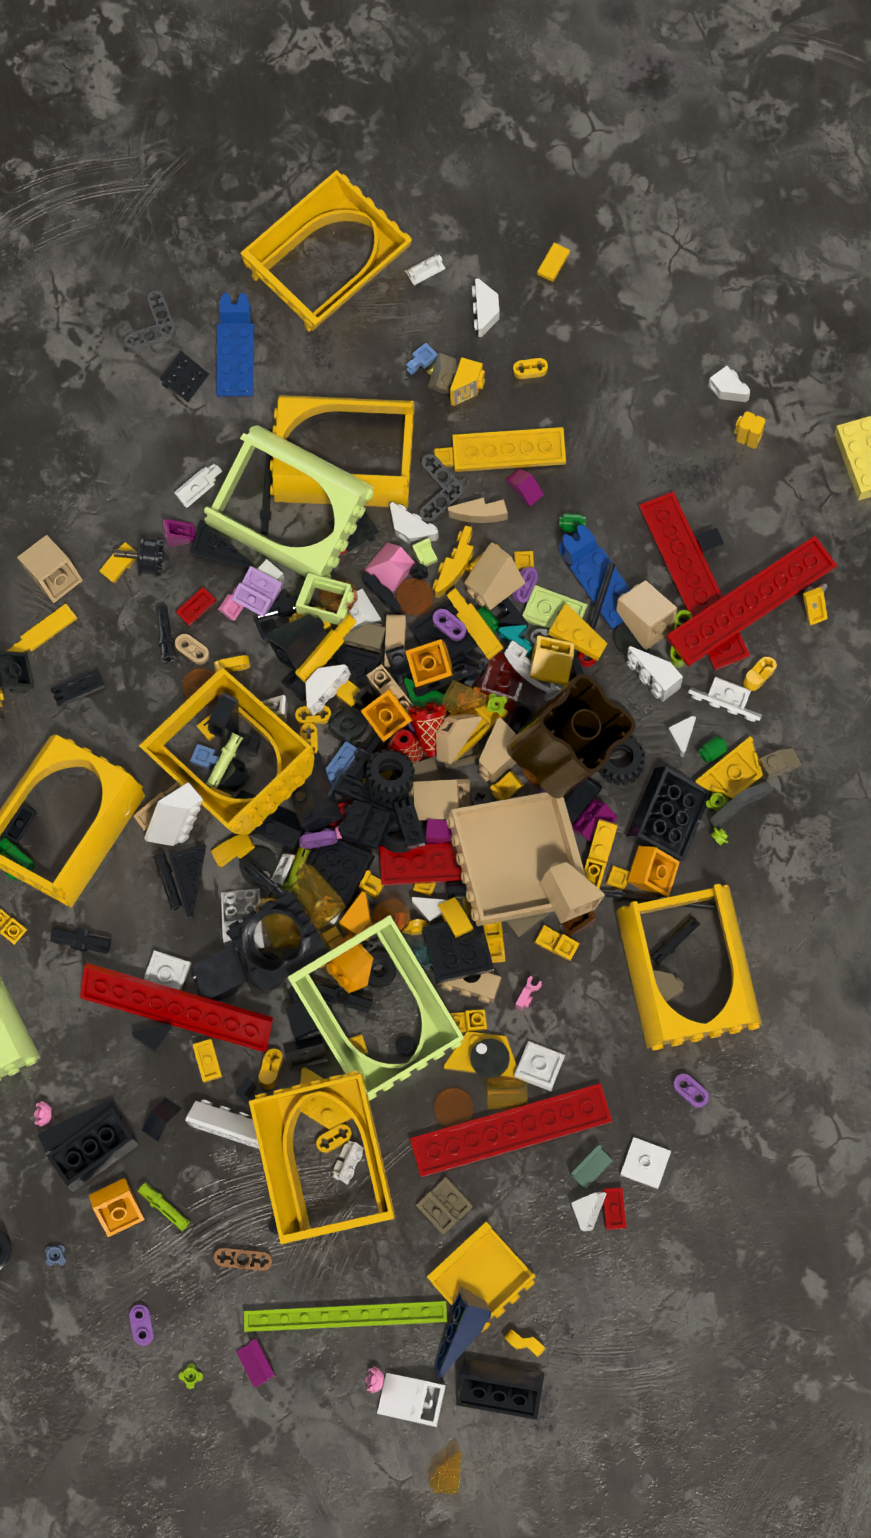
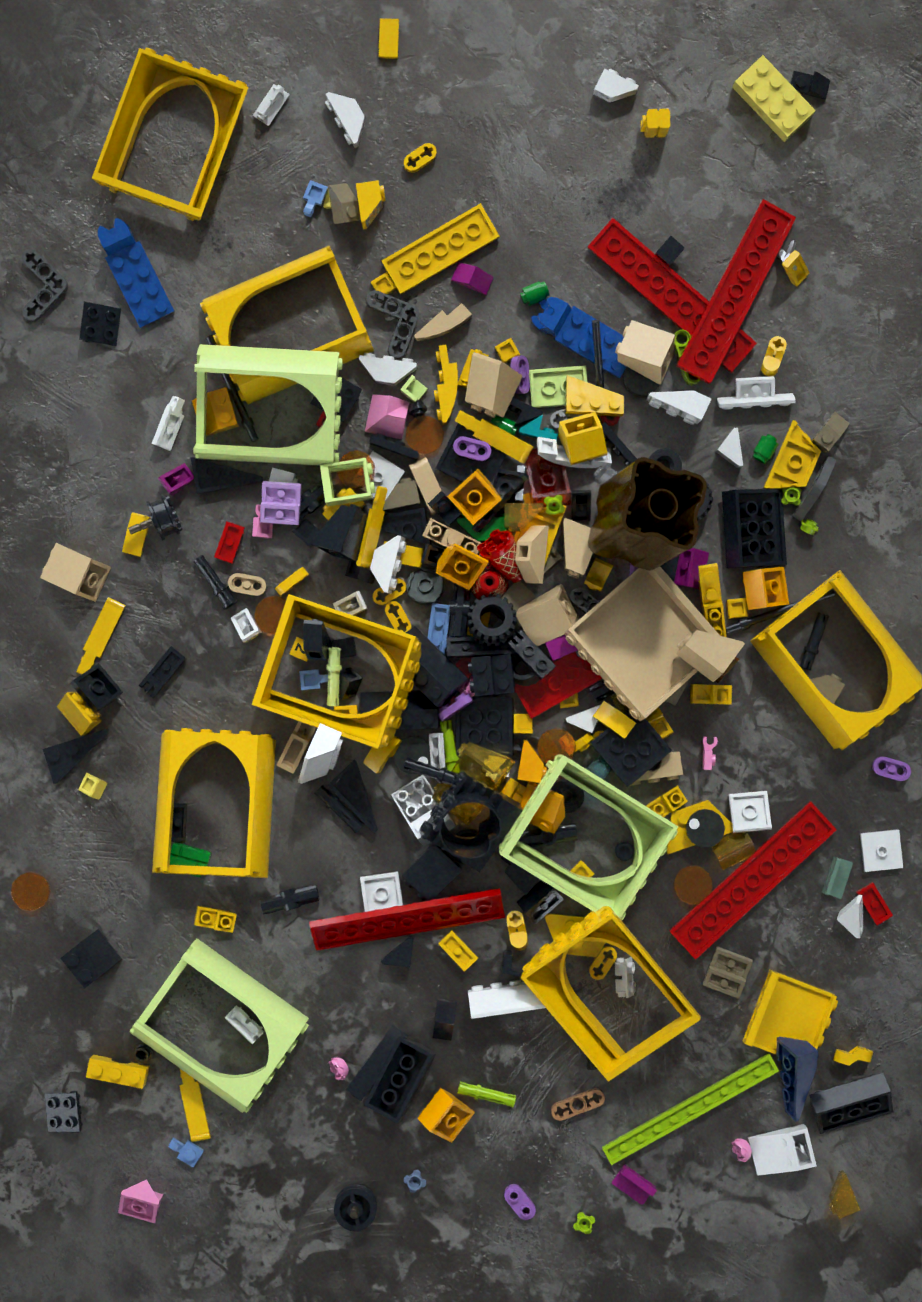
camera: 30 degrees left, 15 degrees up
(172, 685) = (246, 625): none -> white slope
(247, 494) = (220, 412): none -> light orange slope

